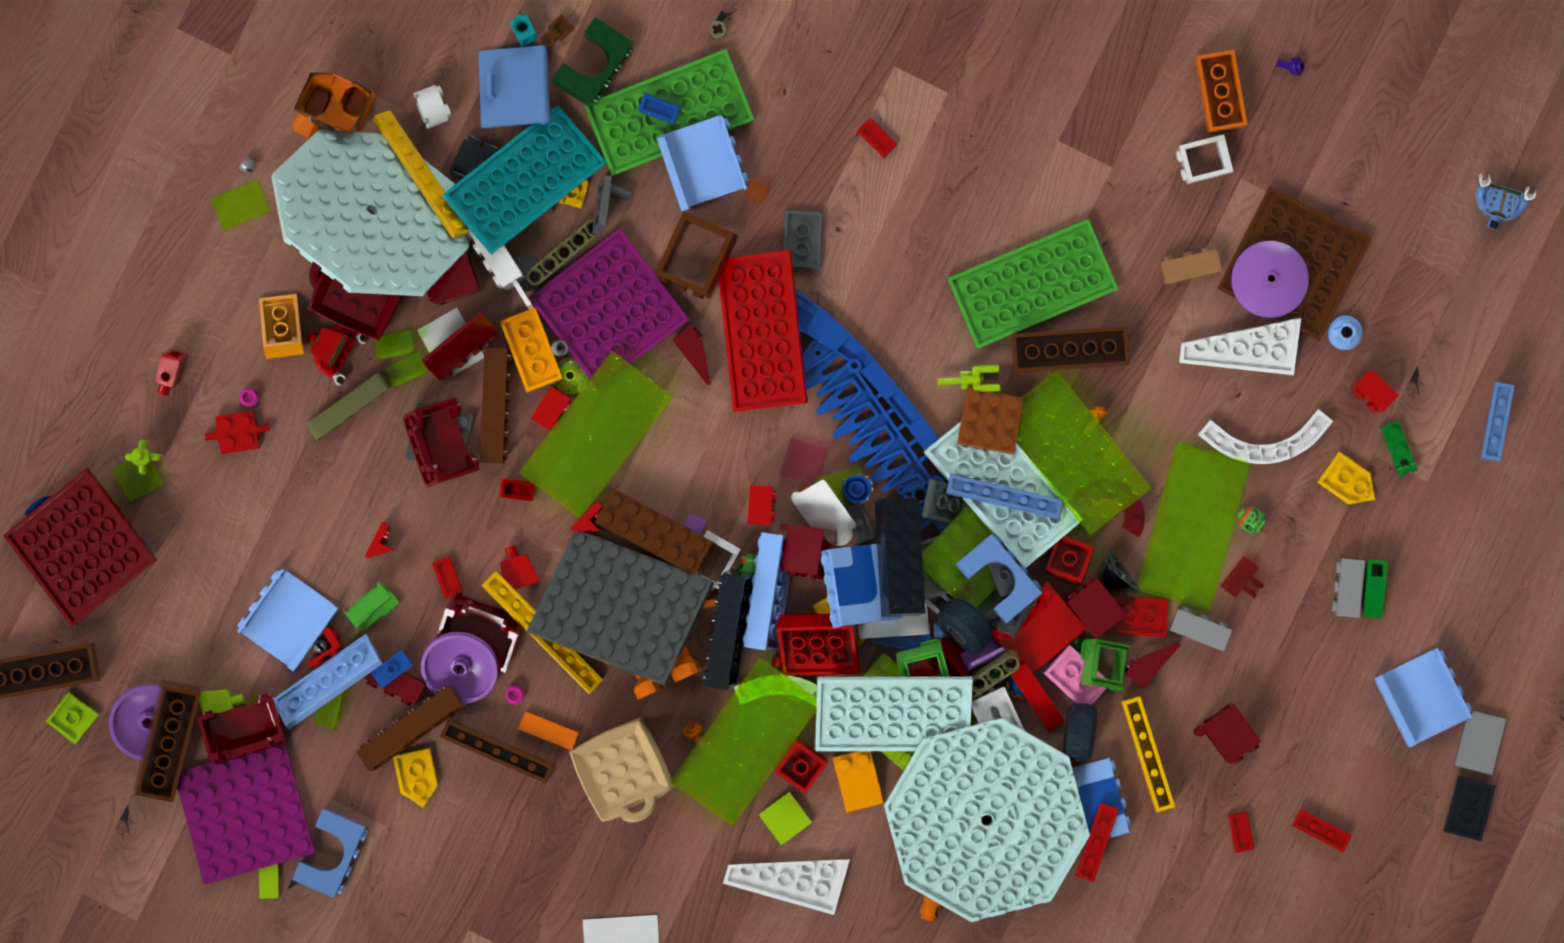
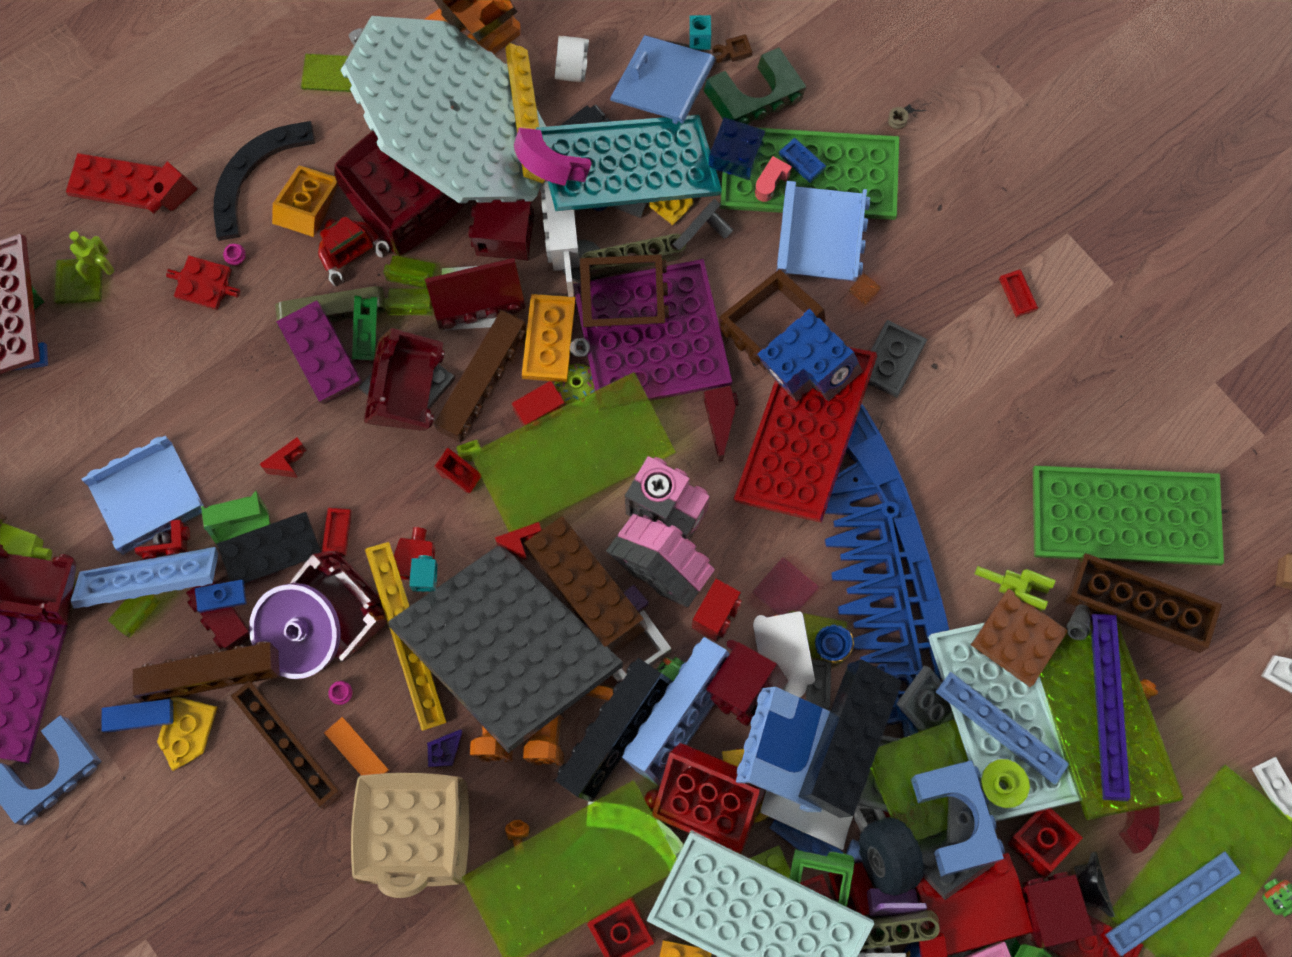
camera: 25 degrees right, 15 degrees down
(118, 381) = (111, 180): none -> red plate
(213, 317) = (244, 163): none -> black plate
(363, 448) = (319, 352): none -> magenta brick
(376, 782) = (137, 715): none -> blue tile
(386, 412) = (364, 328): none -> green plate
(405, 615) = (269, 548): none -> black plate
(466, 224) = (547, 163): none -> dark pink arch
(514, 467) = (465, 449): none -> lime slope
(533, 582) = (423, 574): none -> teal brick
(560, 268) = (661, 291): none -> reddish brown window
(603, 125) = (736, 148): none -> clear blue brick
(611, 699) = (443, 750): none -> dark purple piece
(640, 140) = (770, 177): none -> coral leg
(686, 440) = (666, 497): none -> piece
(702, 487) = (661, 558): none -> piece
(740, 279) = (809, 358): none -> blue piece
(1024, 529) = (1014, 779): none -> lime dish
(1029, 387) = (1079, 623): none -> dark grey cone
(1074, 443) = (1110, 708): none -> dark purple plate
(1176, 561) = (1172, 903): none -> medium blue tile

